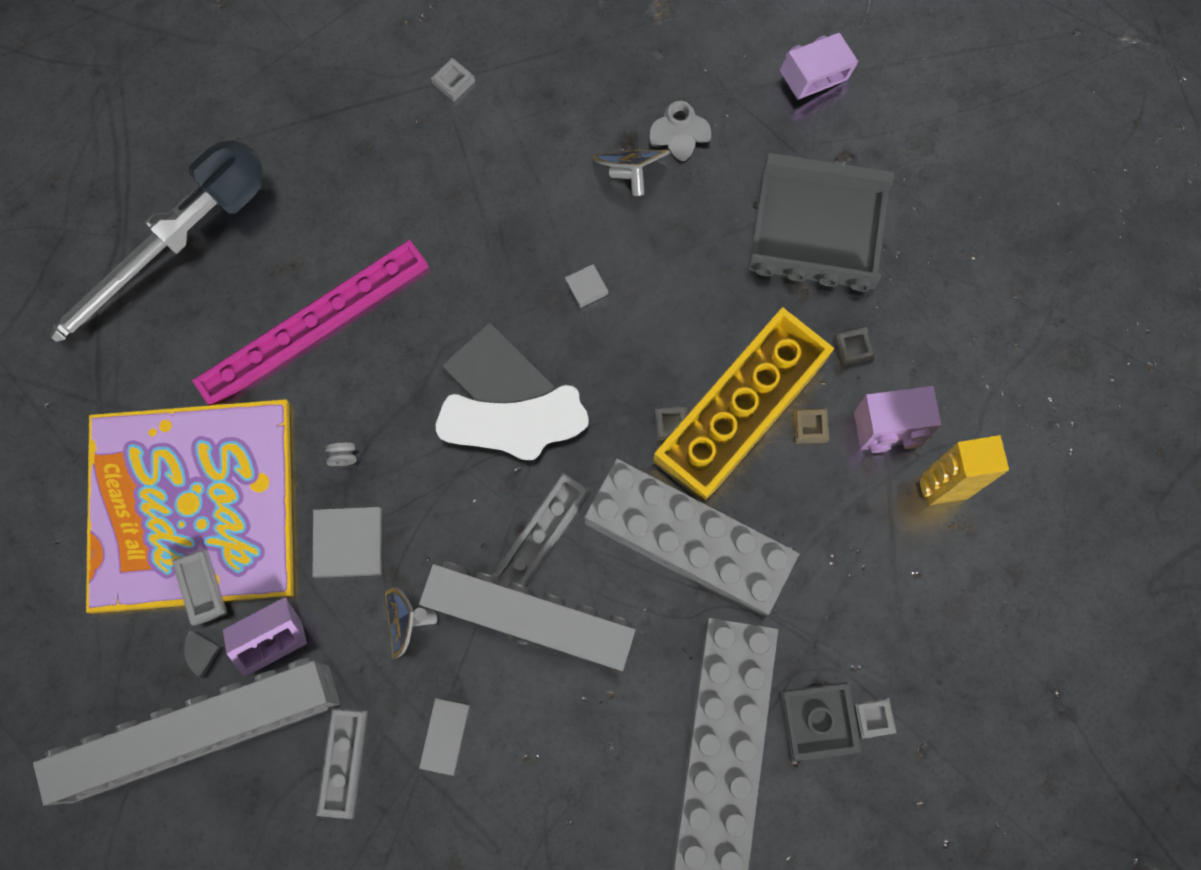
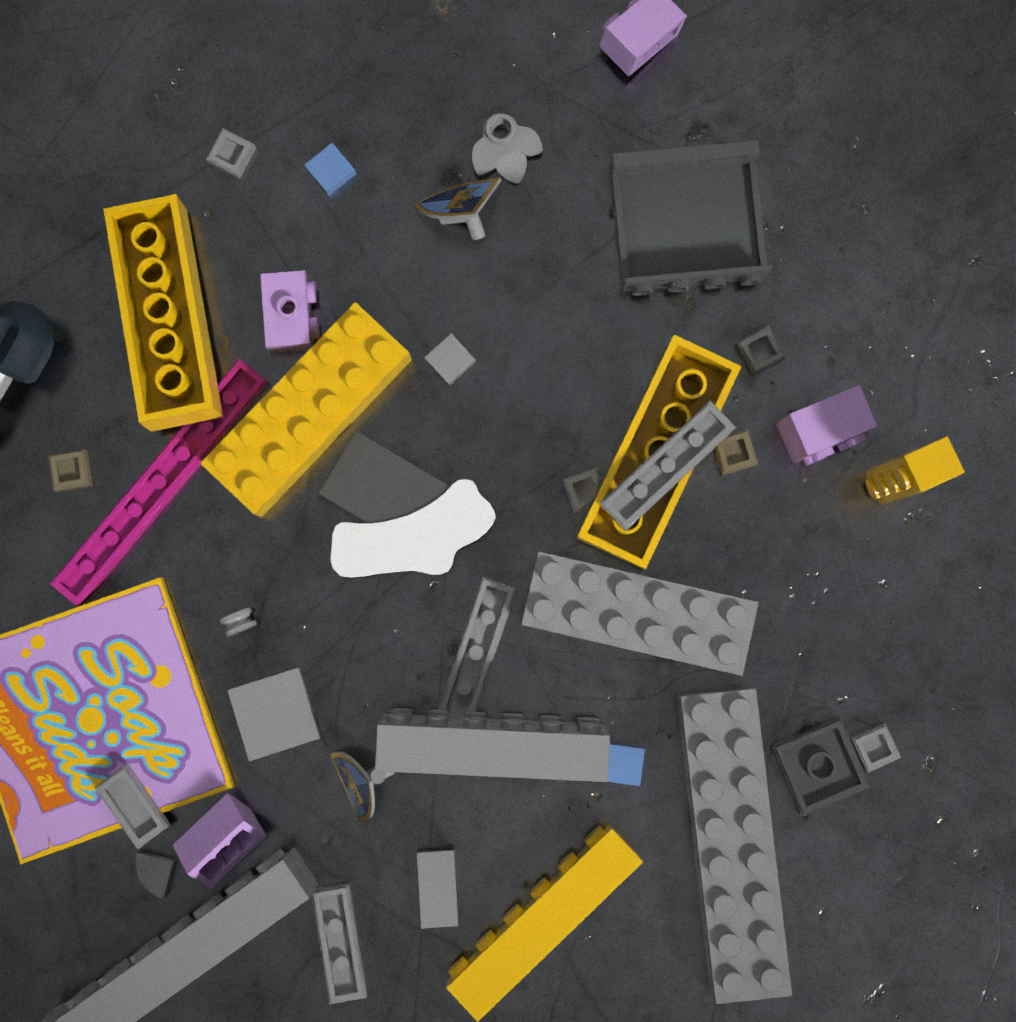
camera: 15 degrees left, 10 degrees up
(240, 293) = (70, 470): none -> dark tan tile
(356, 185) = (162, 313): none -> yellow brick
(453, 293) = (307, 410): none -> yellow brick
(461, 212) = (289, 311): none -> lavender brick
(529, 793) = (543, 921): none -> yellow brick
(530, 111) = (330, 169): none -> medium blue tile
(642, 670) = (625, 764): none -> medium blue tile
(748, 413) = (667, 465): none -> light grey tile

